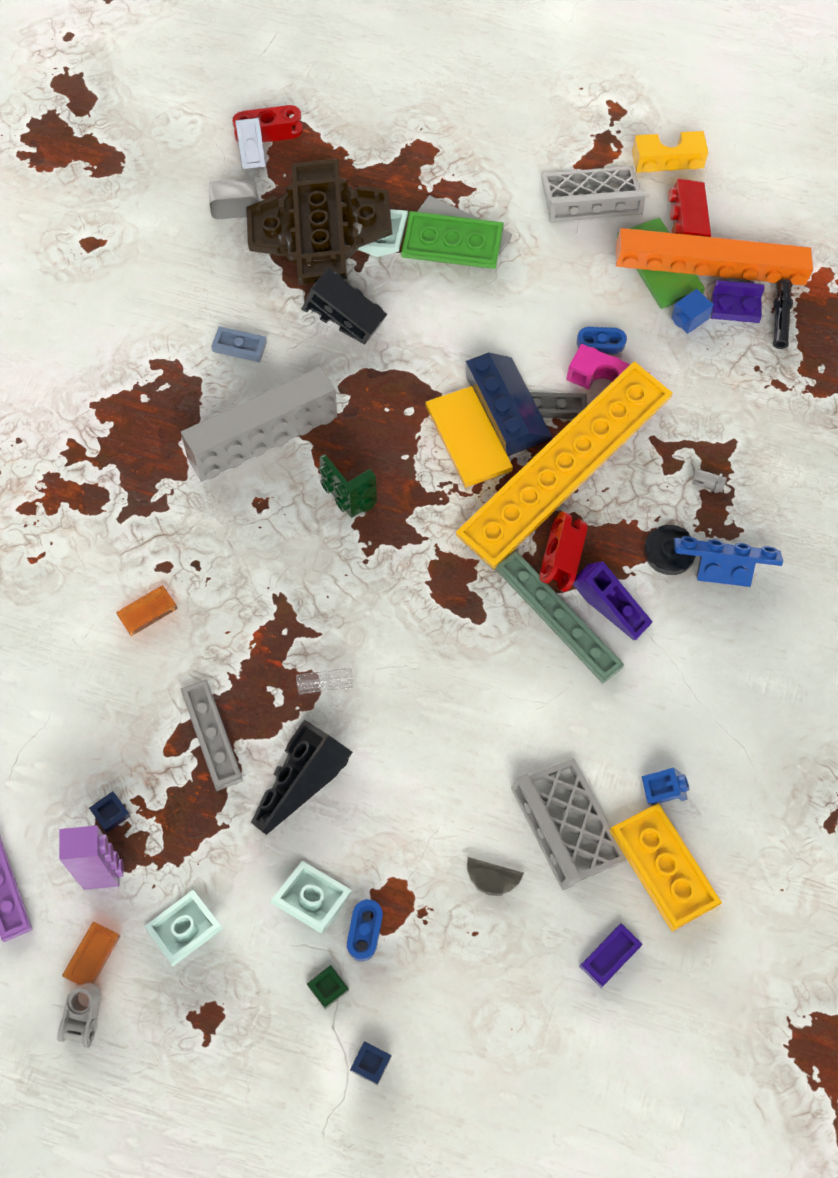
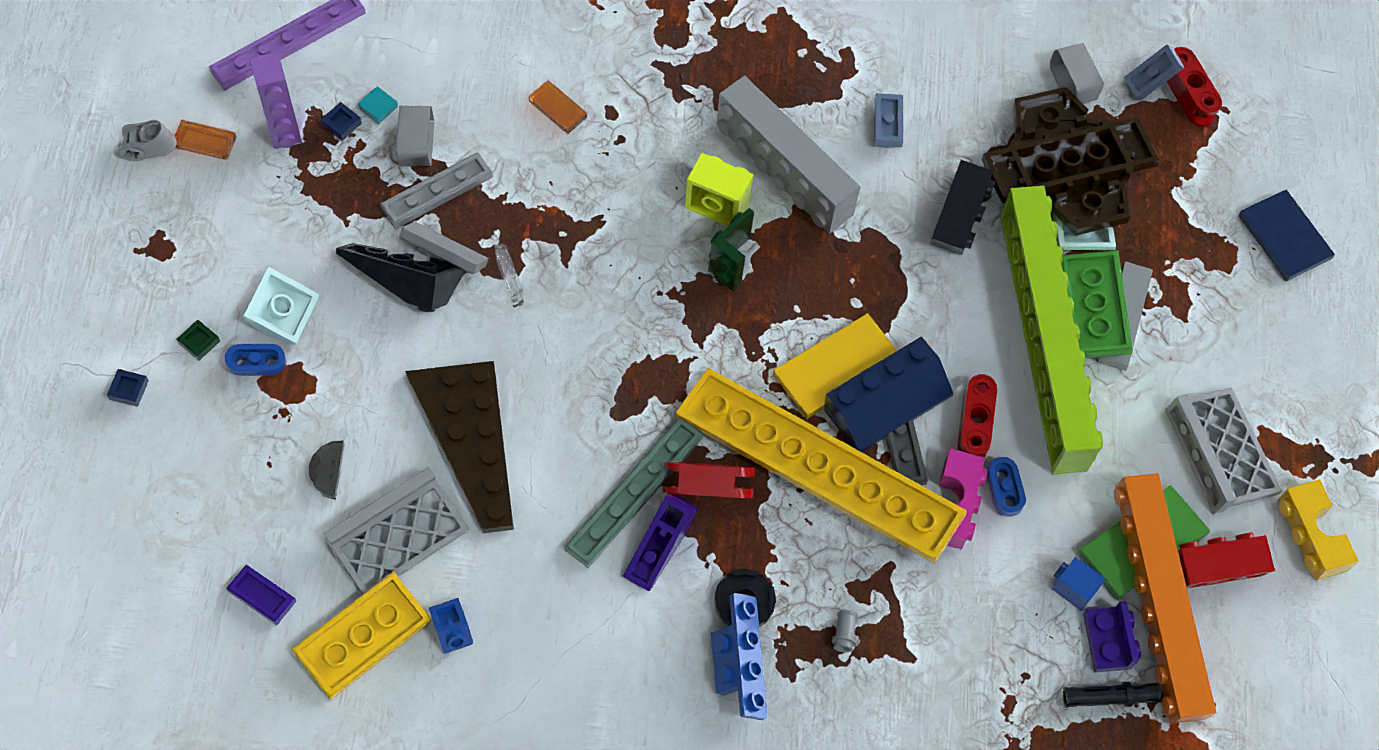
camera: 75 degrees right, 0 degrees up
(97, 775) = (378, 105): none -> teal tile
(149, 741) = (415, 136): none -> light grey piece
(183, 927) = (238, 205): light aqua slope -> none
(280, 735) = (443, 247): none -> light grey tile
(284, 484) = (718, 189): none -> neon yellow brick
(416, 104) = (1286, 235): none -> dark blue tile
(471, 744) = (467, 424): none -> dark brown wing
(473, 272) = (1050, 331): none -> lime brick
(556, 348) = (981, 403): none -> red piece

